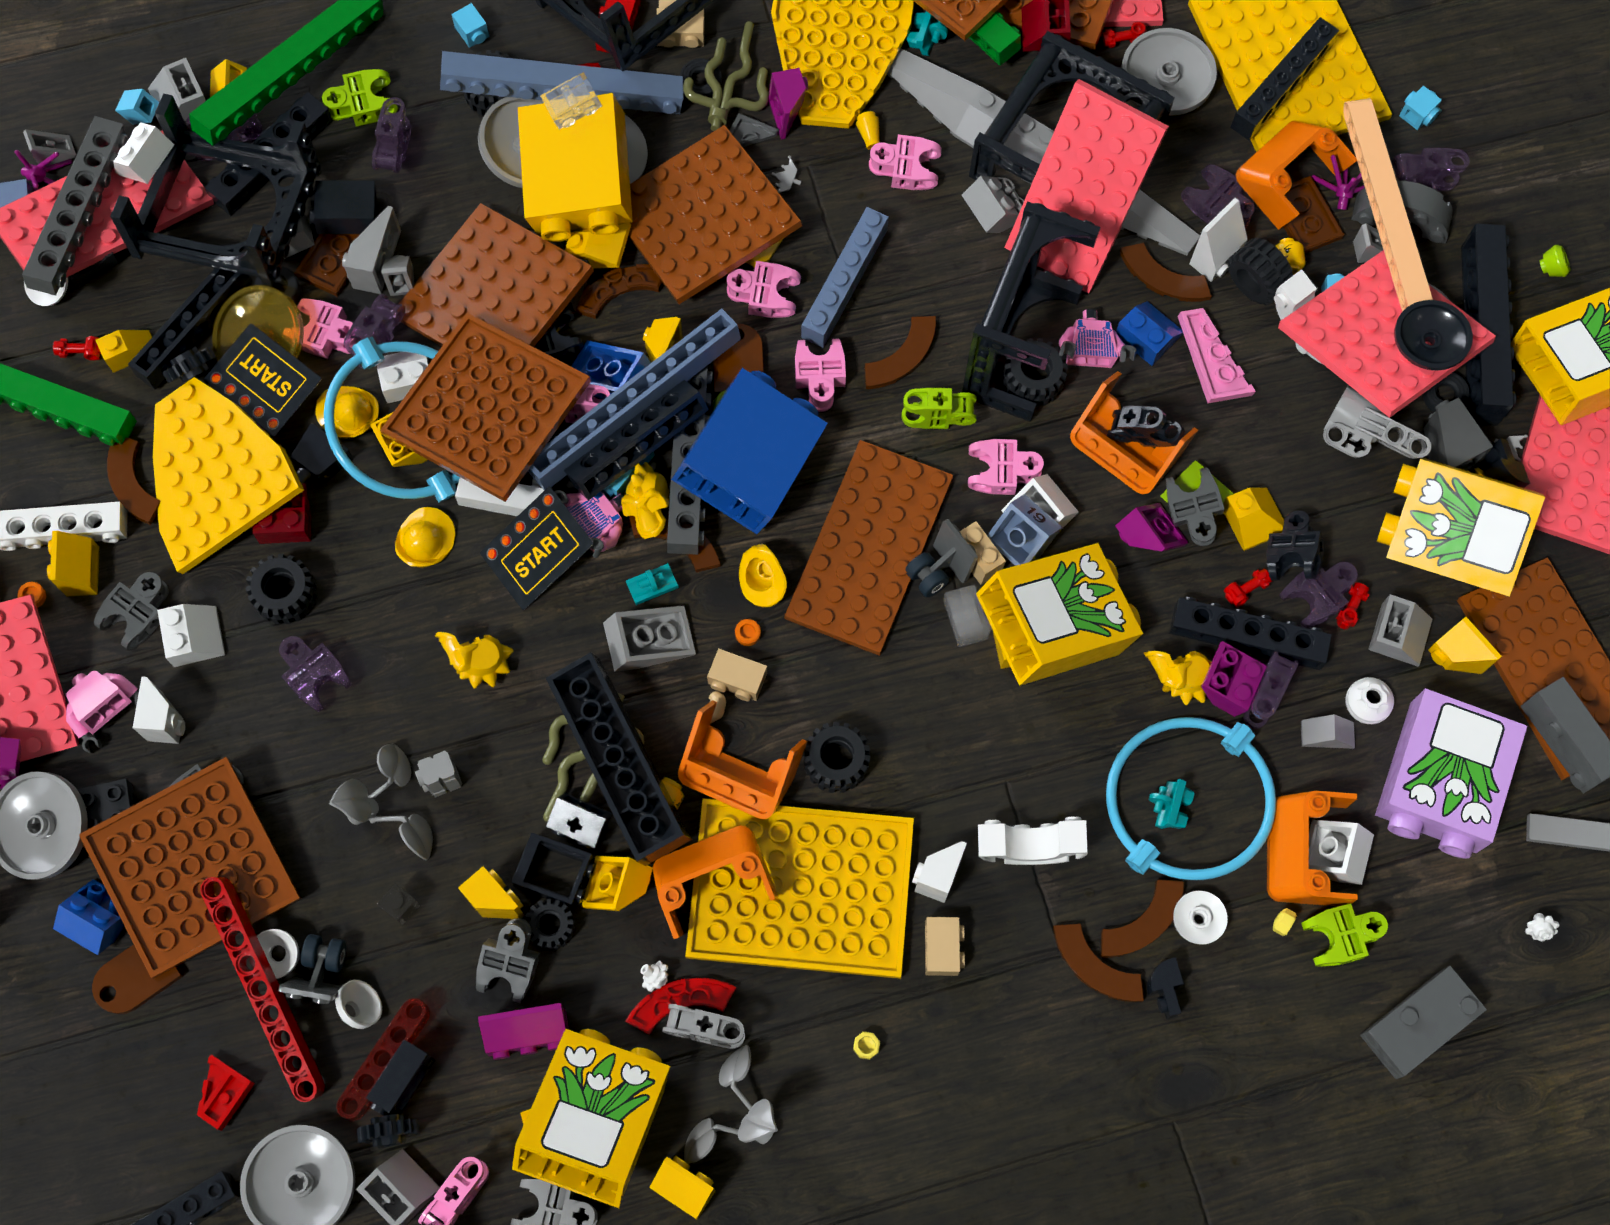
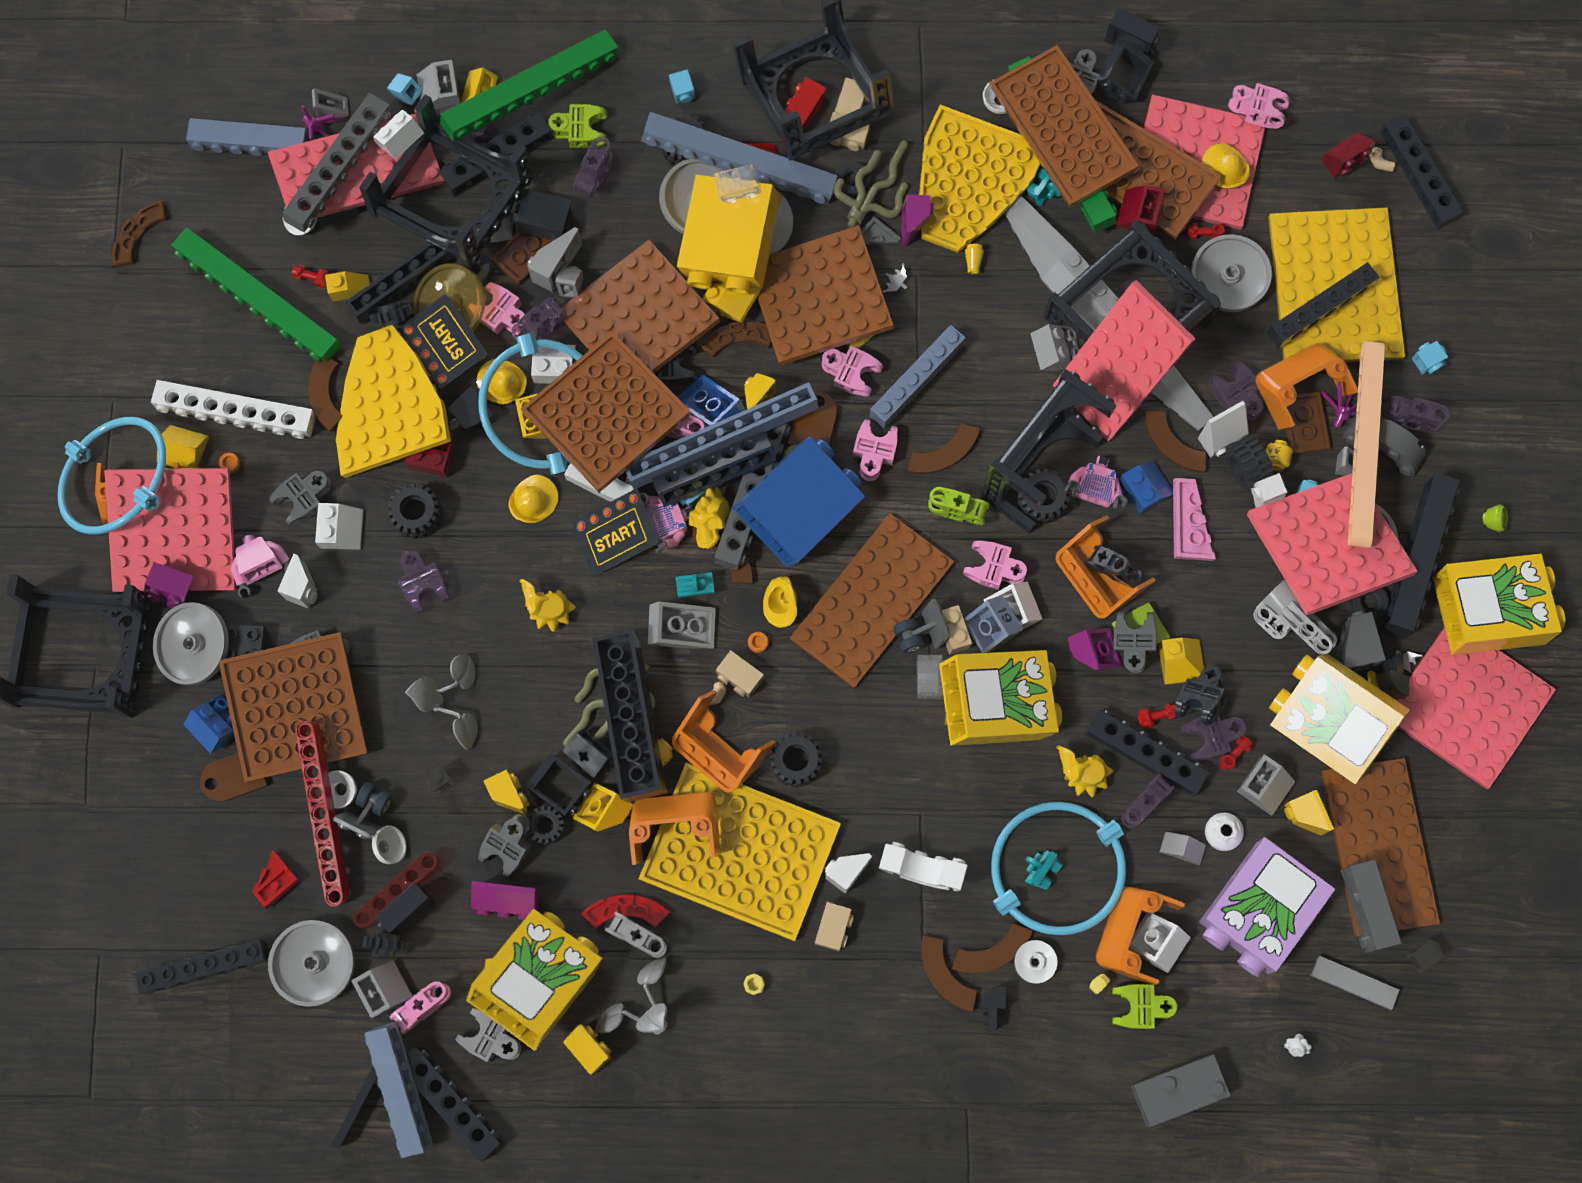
camera: 20 degrees right, 5 degrees up
(73, 564) = (265, 449): yellow slope -> none
(438, 774) = (493, 688): light grey brick -> none
(654, 975) = (611, 887): white plant -> none
(893, 160) = (987, 287): bright pink piece -> none
(1232, 679) = (1119, 785): magenta slope -> none
(1438, 324) = (1370, 551): black dish -> none

